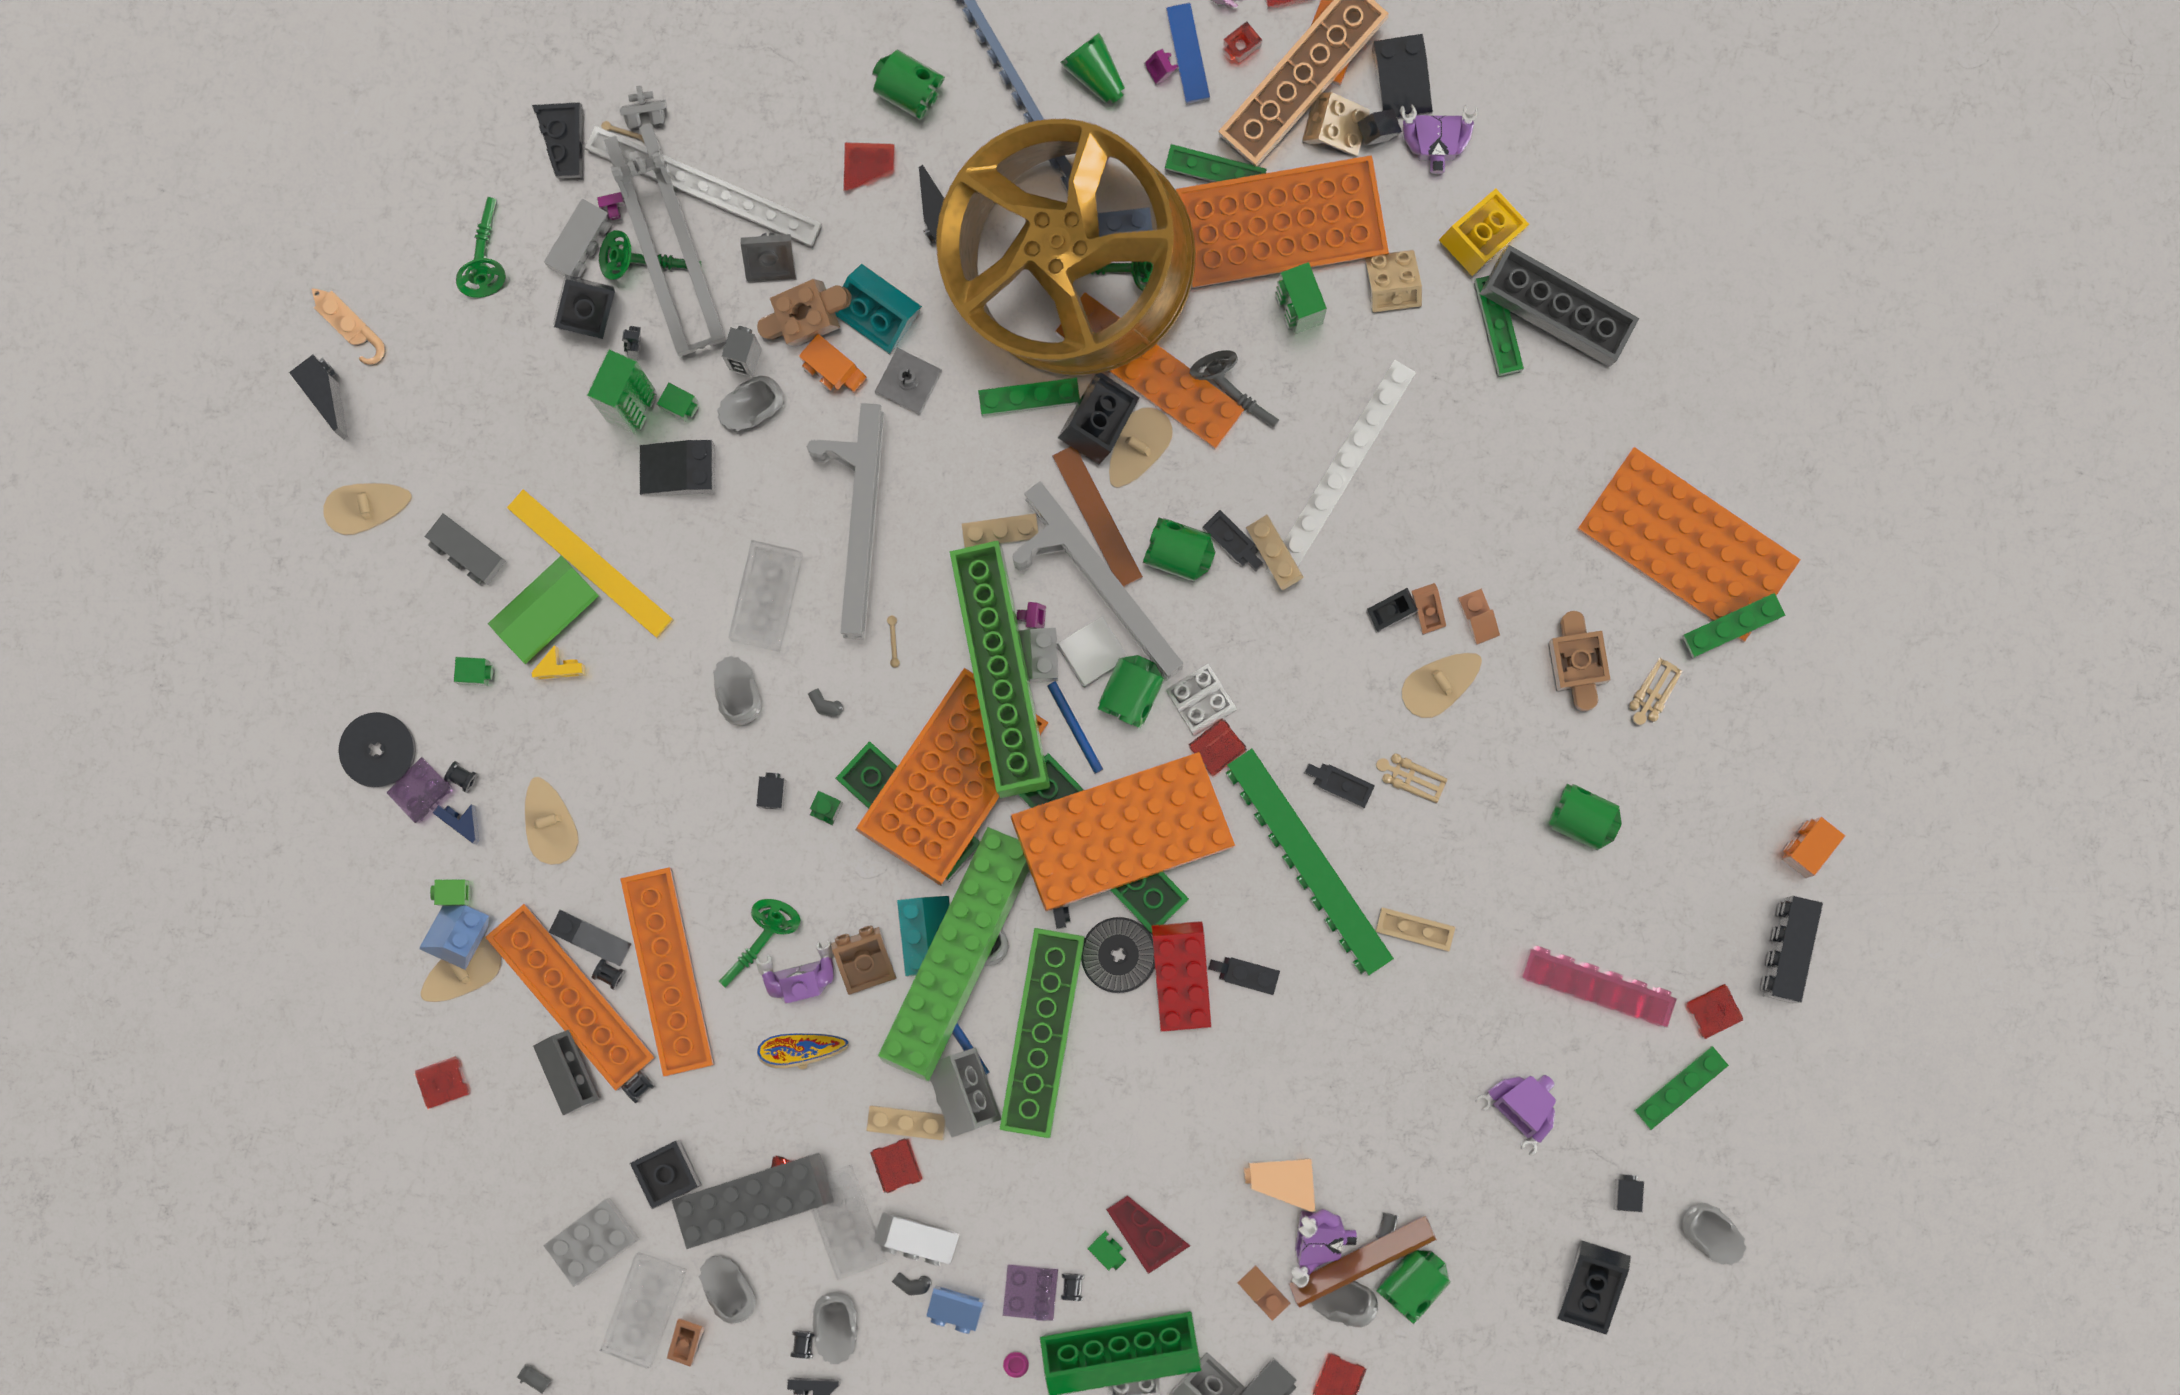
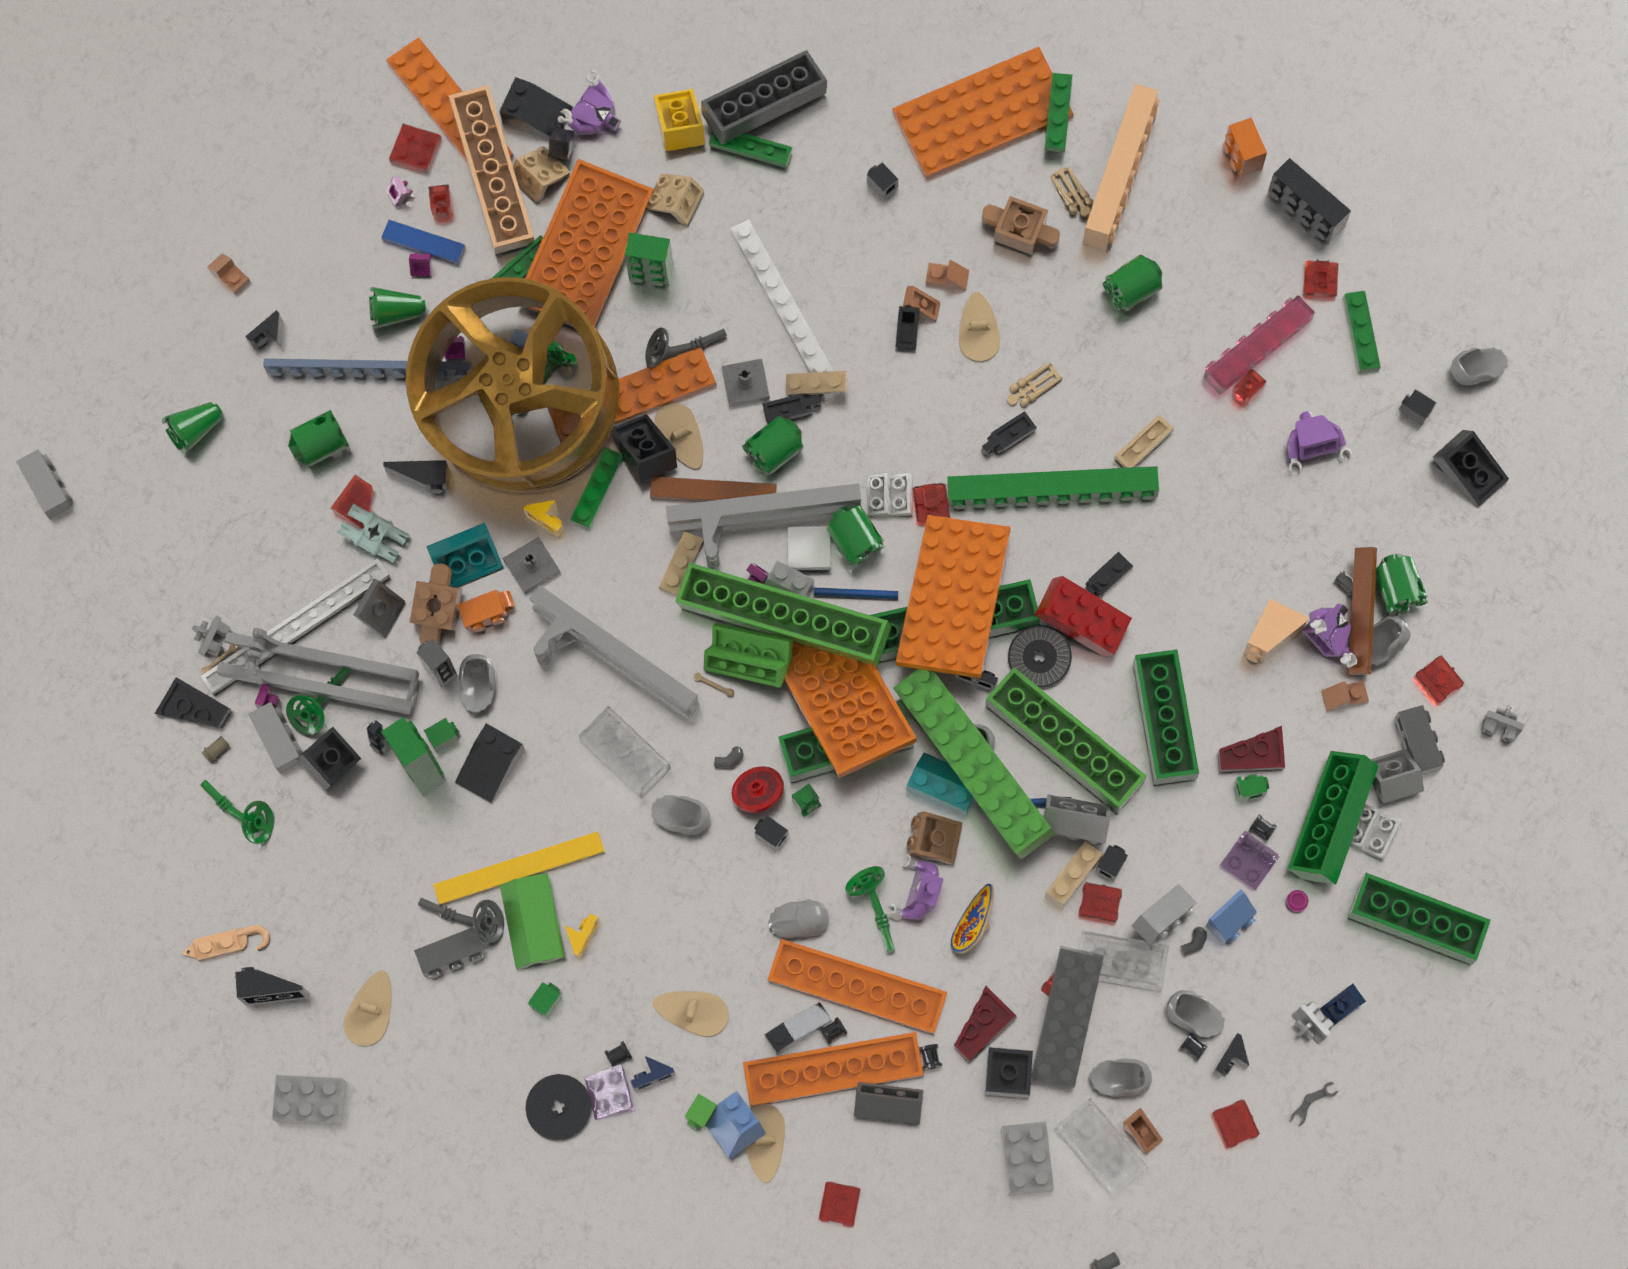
camera: 60 degrees left, 10 degrees down
(239, 504) = (309, 1100): none -> light grey brick
(511, 559) = (481, 922): none -> dark grey dish
(532, 188) = (215, 749): none -> dark tan pin
(699, 873) = (799, 919): none -> light grey hair
(702, 1121) = (986, 1022): none -> dark red wing
(807, 752) = (757, 789): none -> red shield
(832, 193) = (370, 522): none -> light aqua pin
(939, 659) = (748, 655): none -> bright green slope
(944, 1153) = (1112, 862): none -> black brick
(966, 358) = (541, 514): none -> yellow slope
(1127, 1122) = (1166, 717): none -> green brick
(1234, 478) = (745, 382): none -> flat silver tile
(1544, 484) = (882, 180): none -> black brick
(1553, 1008) = (1246, 394): none -> clear red brick
(1710, 727) = (1121, 167): none -> light nougat brick

